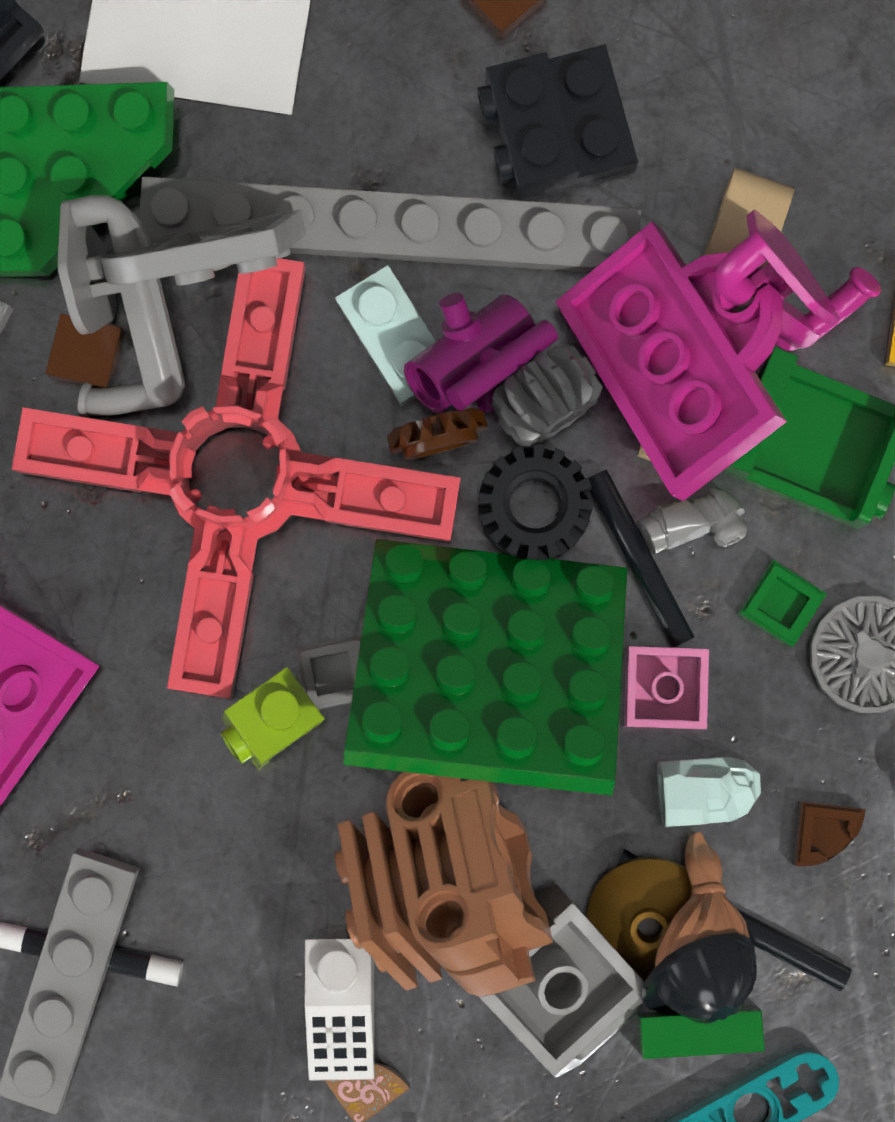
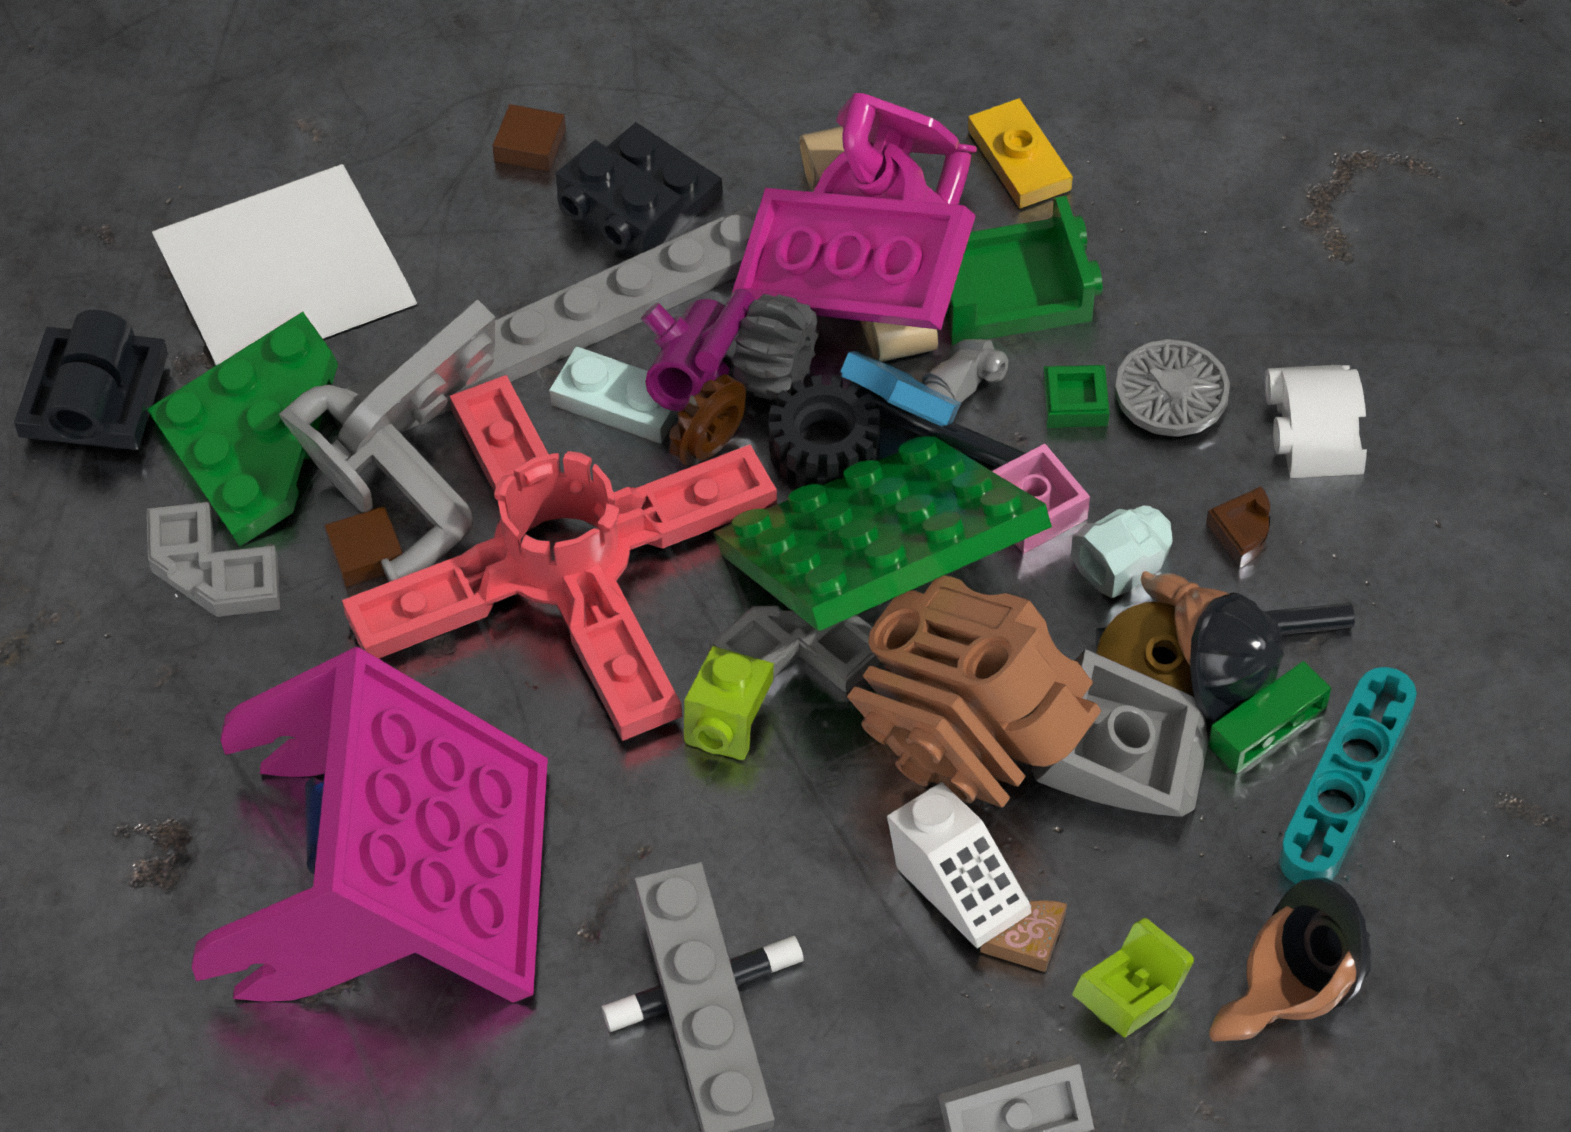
camera: 35 degrees left, 30 degrees down
(620, 525) = (900, 389): none -> dark azure tile

